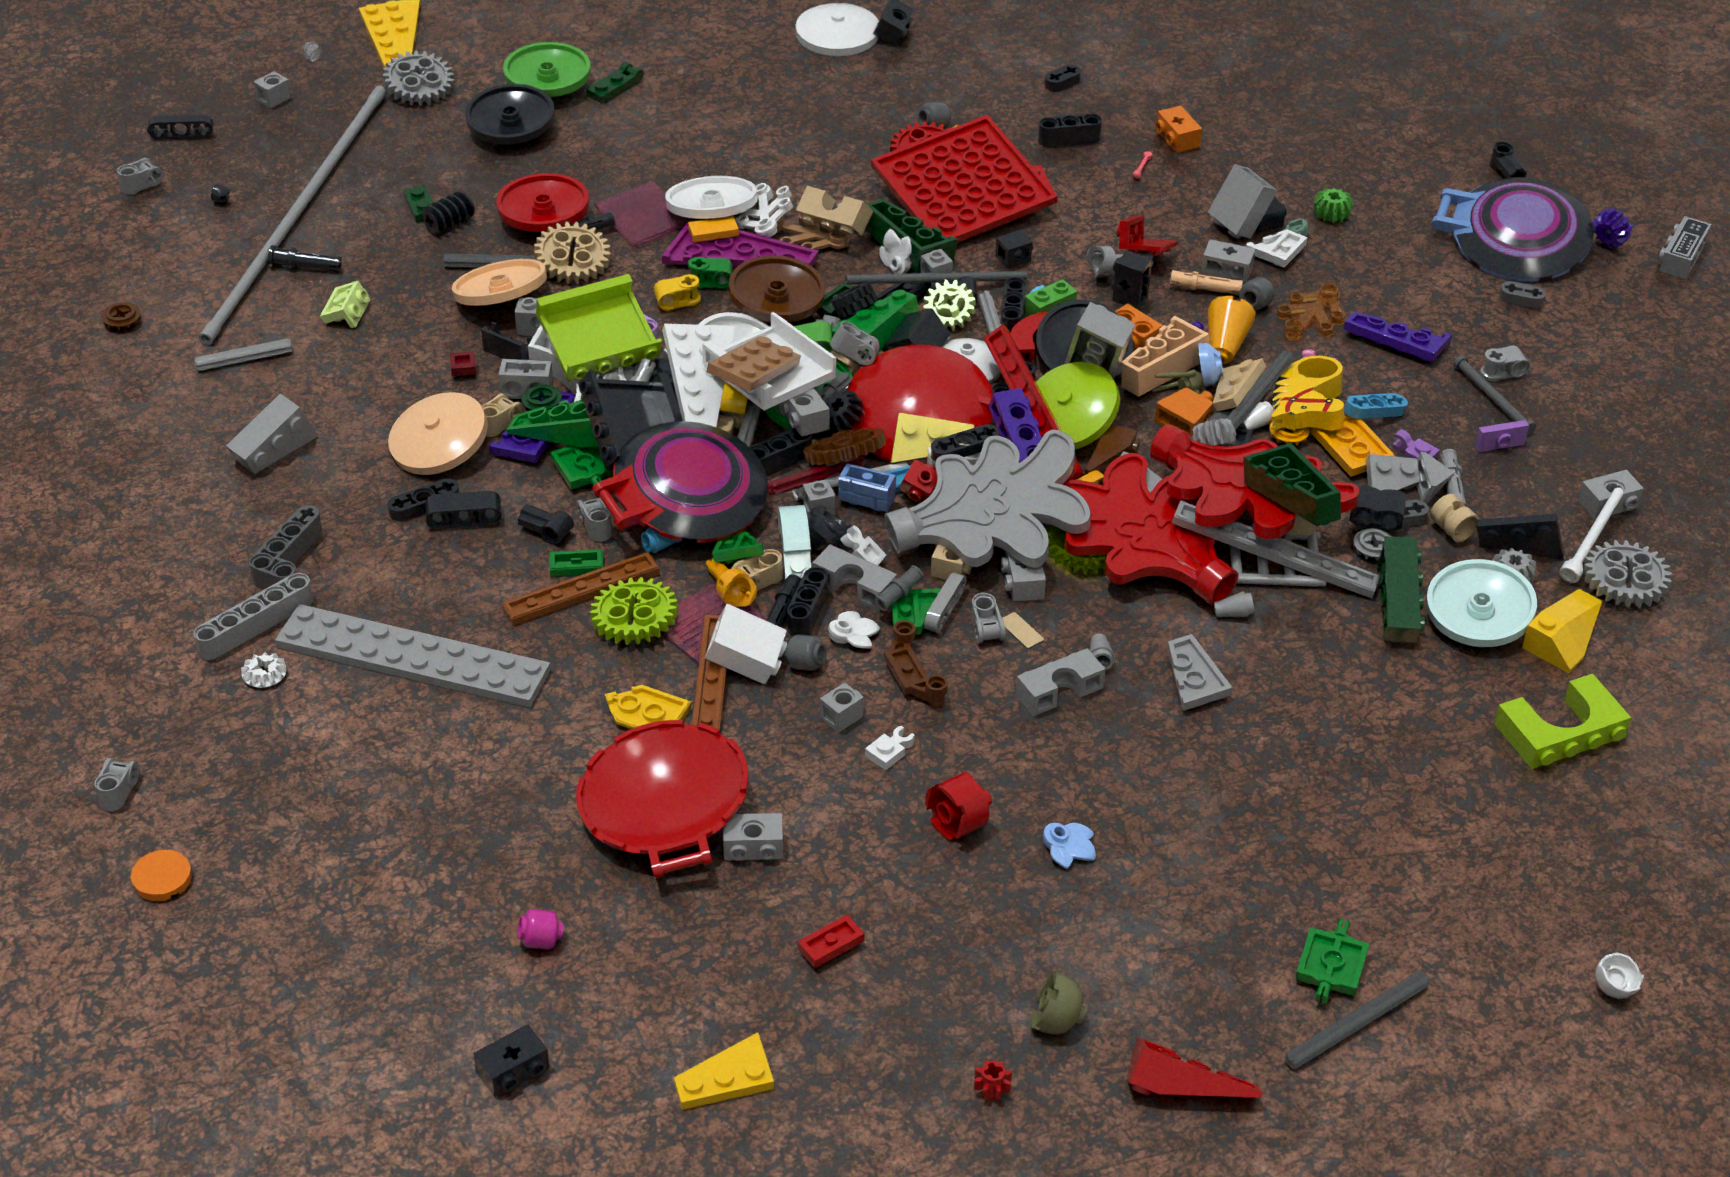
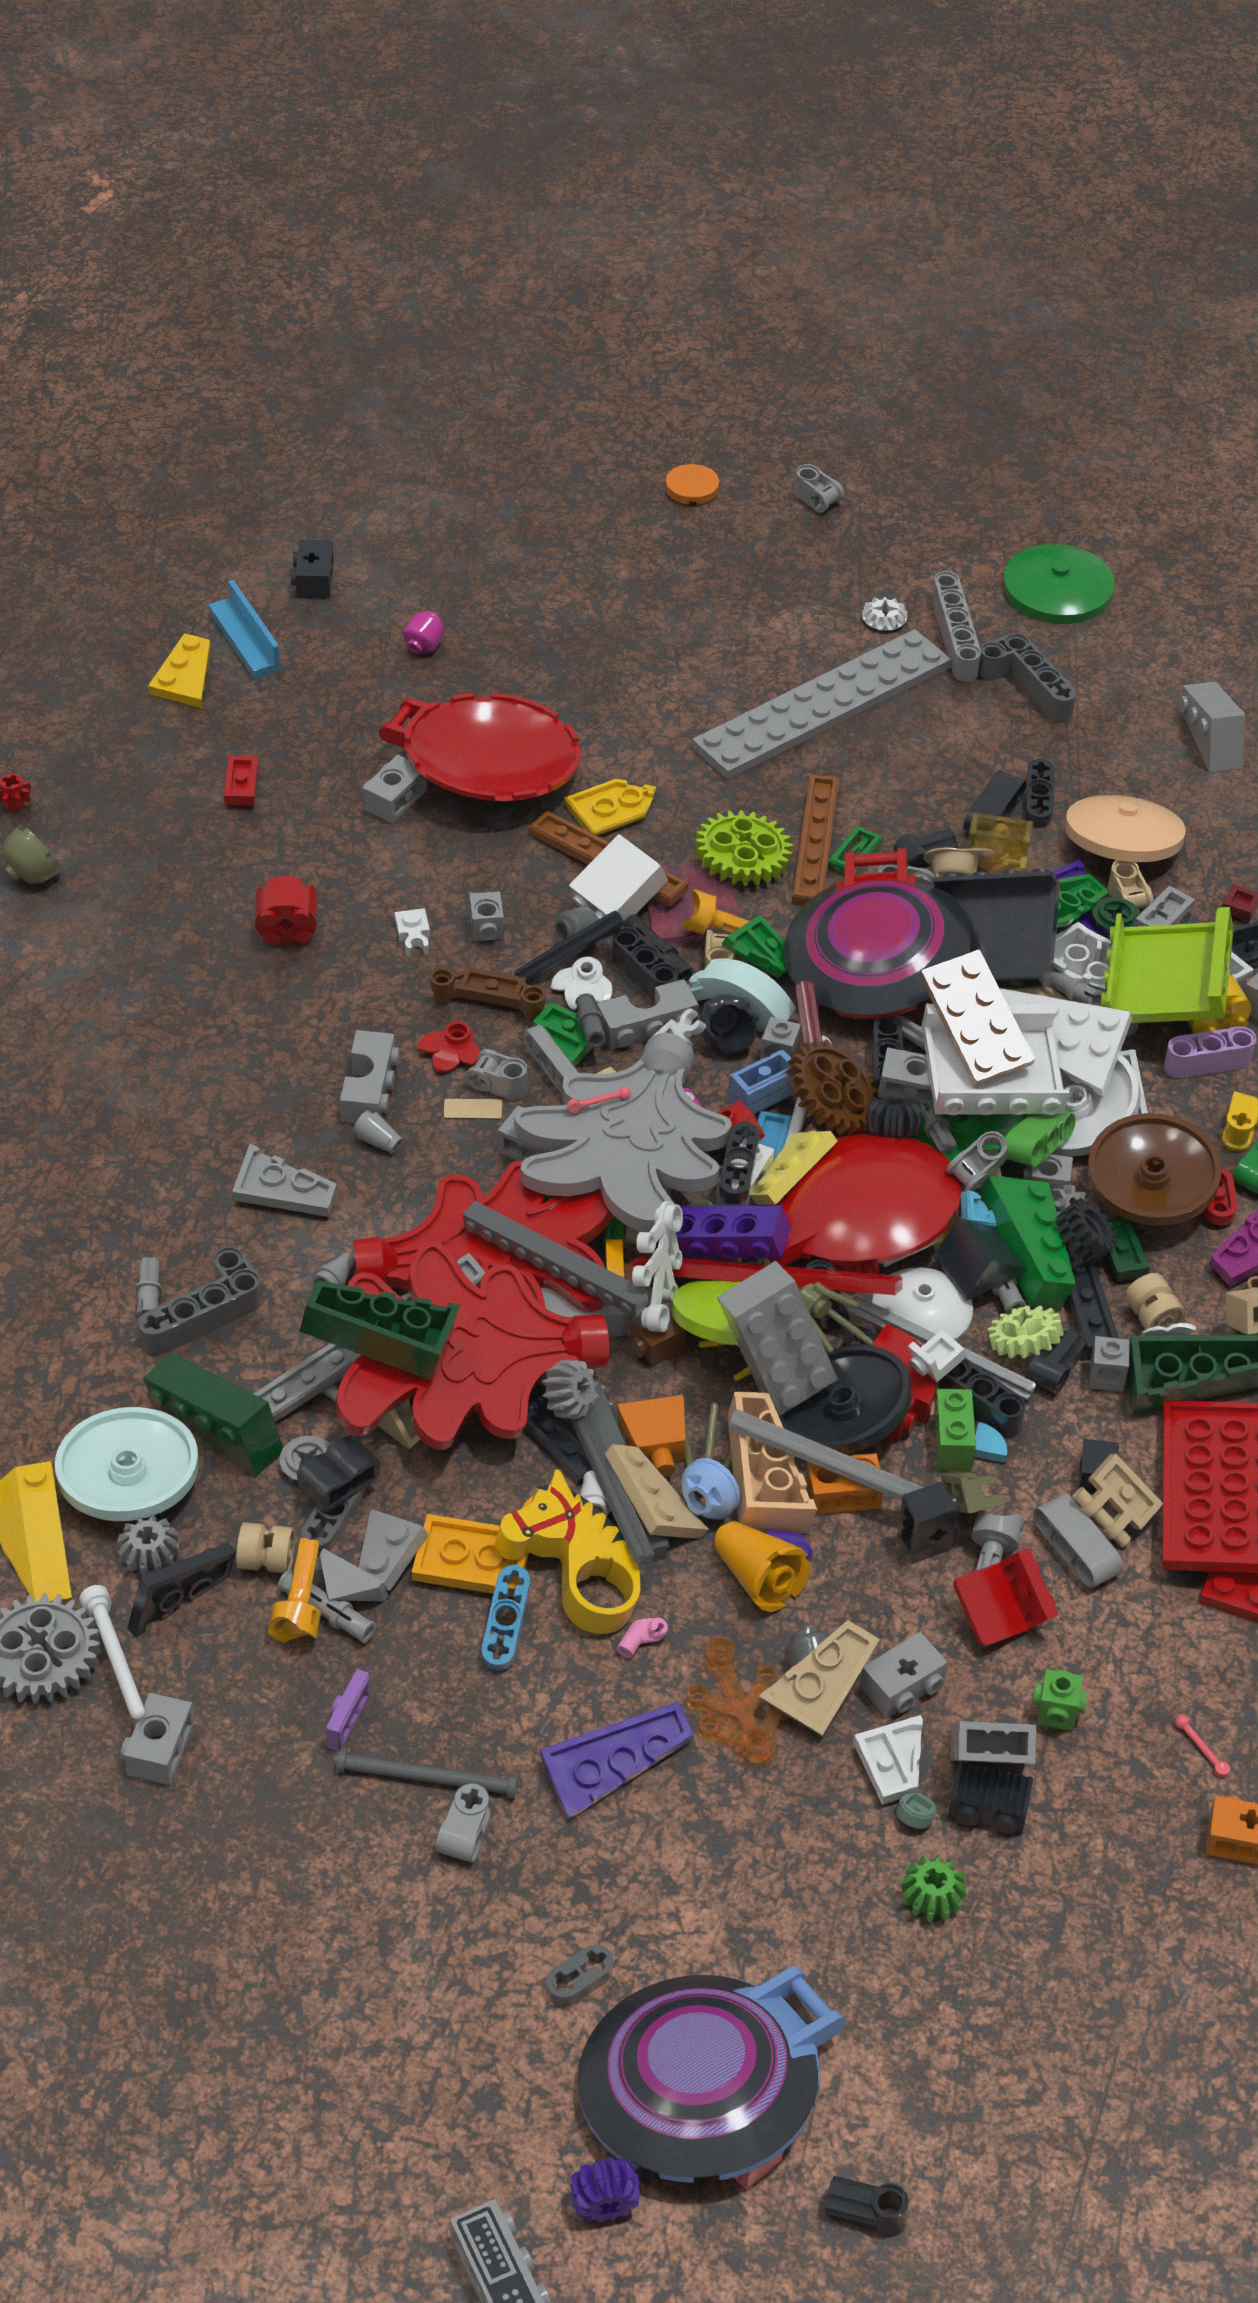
camera: 125 degrees right, 5 degrees up
(138, 592) = (1058, 583): none -> green dish
(510, 482) = (1003, 835): none -> clear yellow brick
(550, 492) = (956, 860): none -> tan piece
(640, 1059) = (246, 633): none -> dark azure panel
(836, 639) = (570, 947): none -> black axle
(874, 262) = (1154, 1302): none -> tan wheel
(885, 346) = (975, 1209): none -> medium azure tile
(932, 277) = (1084, 1348): dark grey piece -> none
(982, 663) = (450, 1047): none -> red plate
(1003, 528) = (575, 1105): none -> coral hinge
(1021, 311) = (936, 1356): none -> white bracket
(1029, 225) = (1125, 1492): none -> tan plate
(1040, 362) = (818, 1305): none -> olive plant
(1067, 420) = (665, 1258): none -> white plant
(1069, 843) = (186, 976): light blue plate -> none
(1070, 239) = (1078, 1540): none -> light grey beam
(1095, 273) = (969, 1493): none -> olive hinge
(1134, 481) = (555, 1259): none -> dark grey piece
(1141, 320) = (820, 1455): none -> light grey axle
(1179, 205) = (1059, 1699): none -> bright green brick
(1210, 283) = (896, 1614): light nougat pin -> none
(1272, 273) = (823, 1679): none -> tan wing
(1331, 646) = (205, 1309): none -> dark grey beam
(1348, 685) = (148, 1287): none -> light grey axle
(1413, 449) = (405, 1617): medium lavender plate -> none
(1479, 480) = (297, 1616): none -> light orange piece

